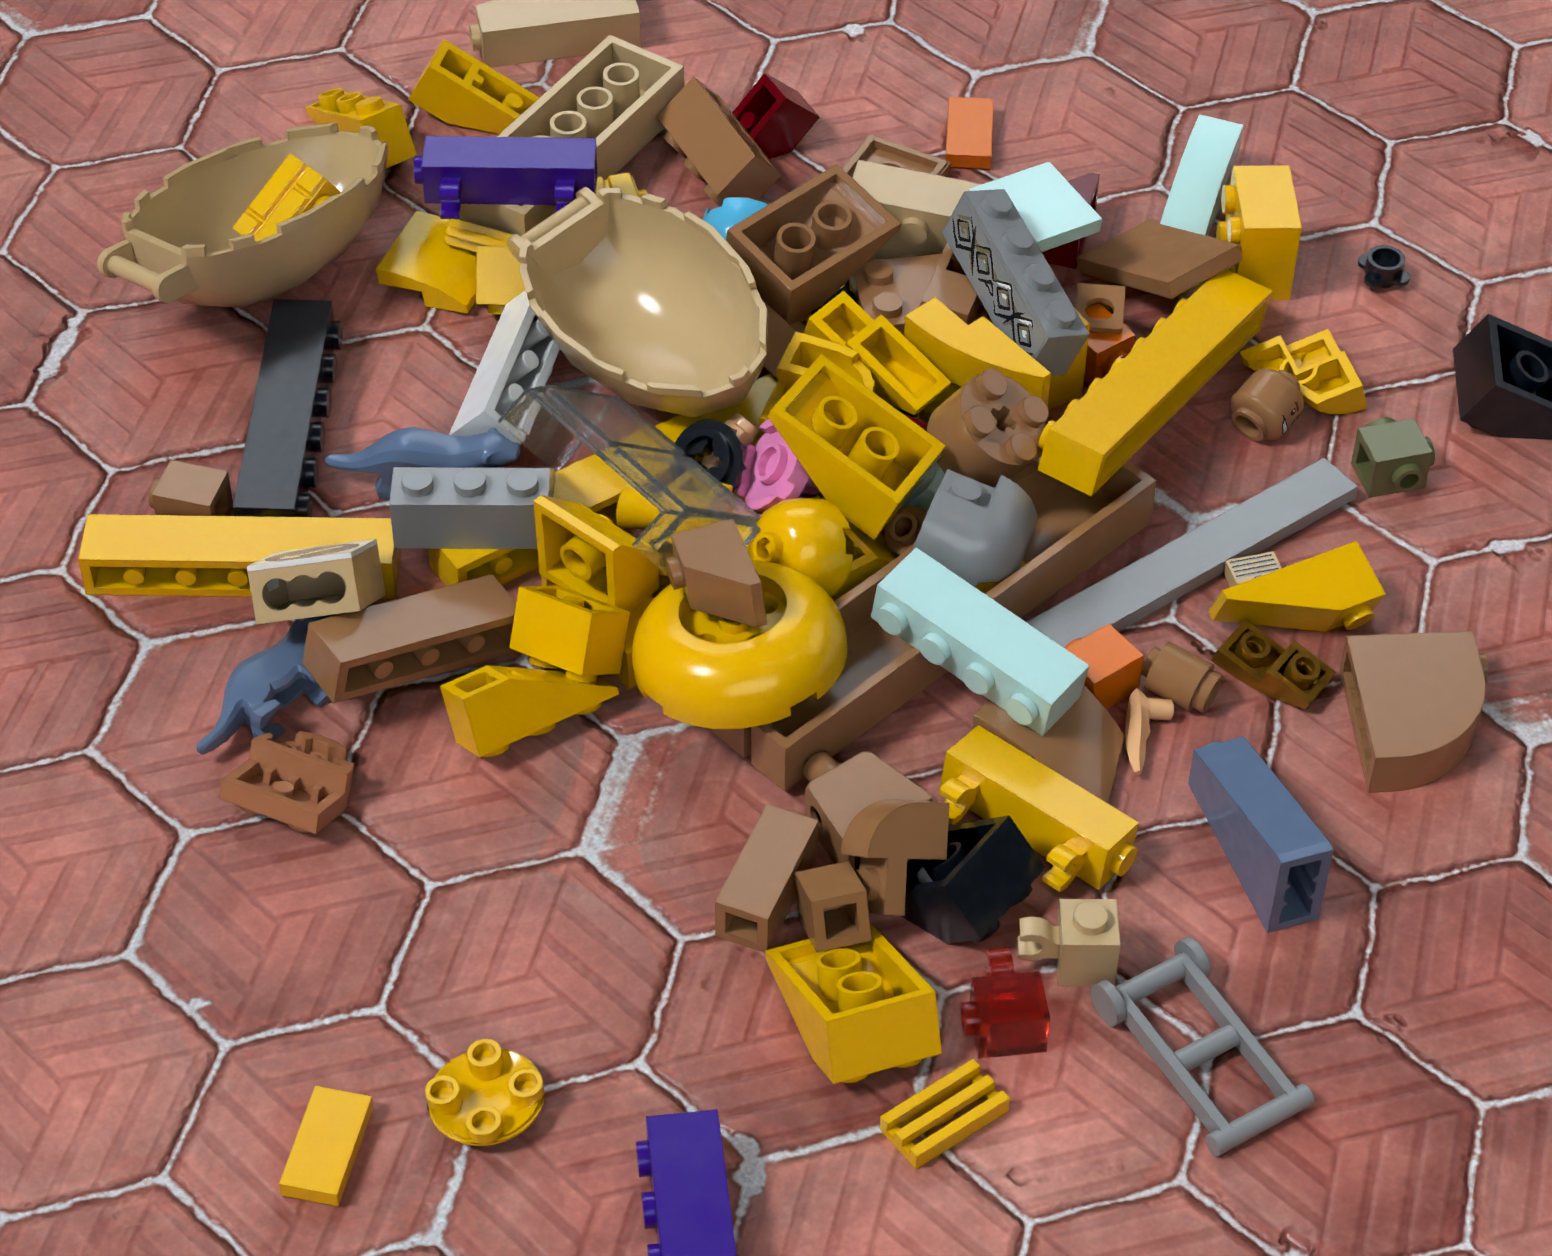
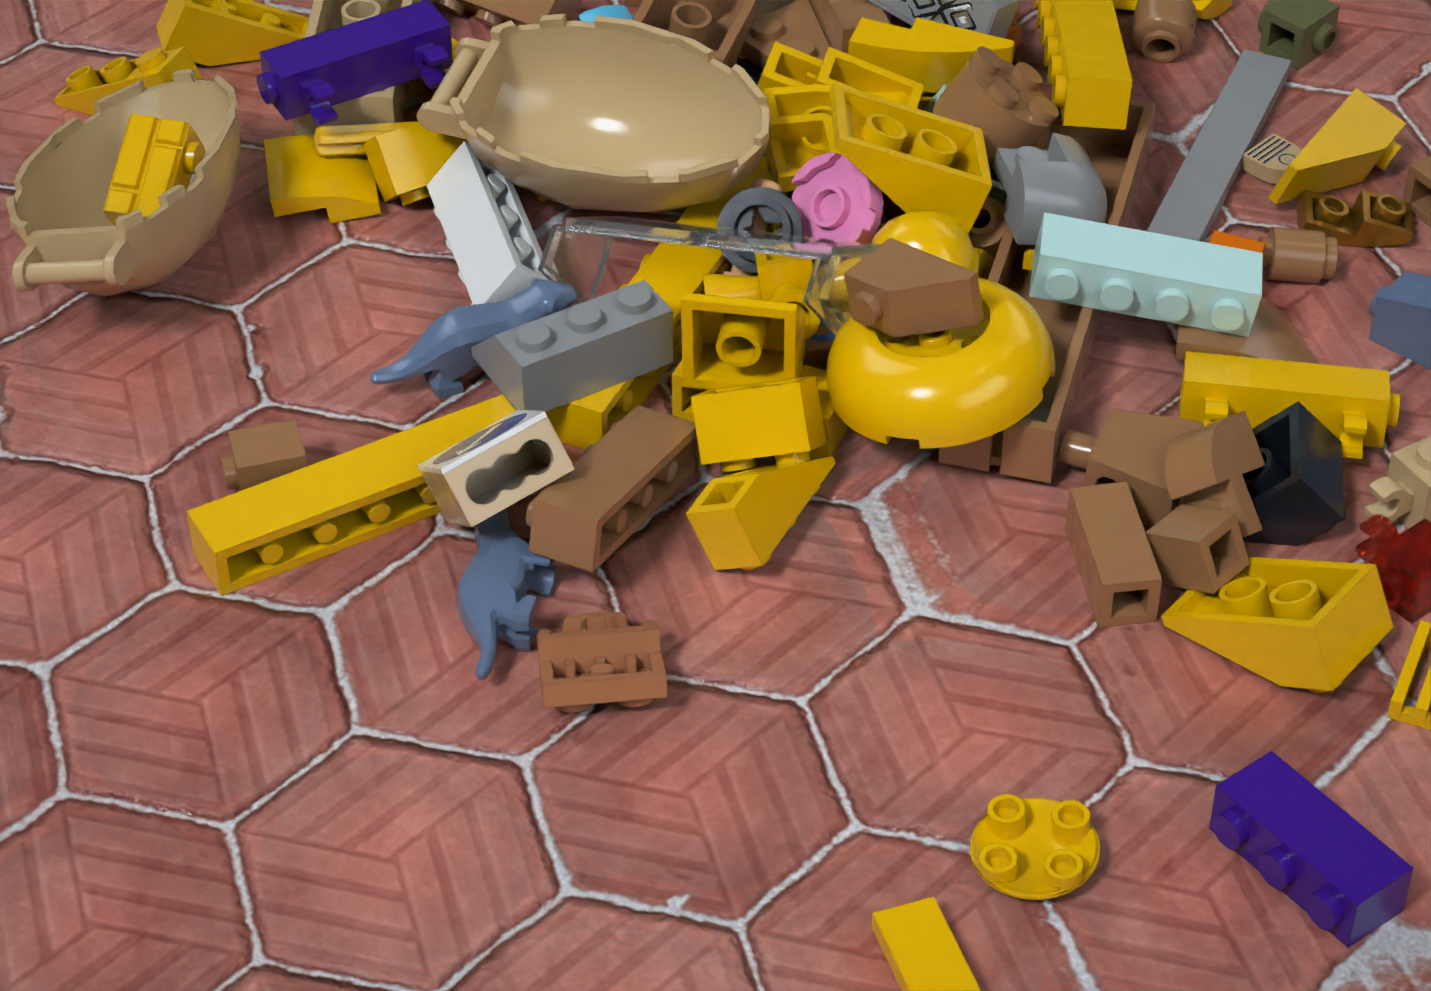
camera: 30 degrees left, 5 degrees down
(288, 410) = (294, 351): black brick -> none
(1137, 724) = (1288, 299): light nougat bar -> none

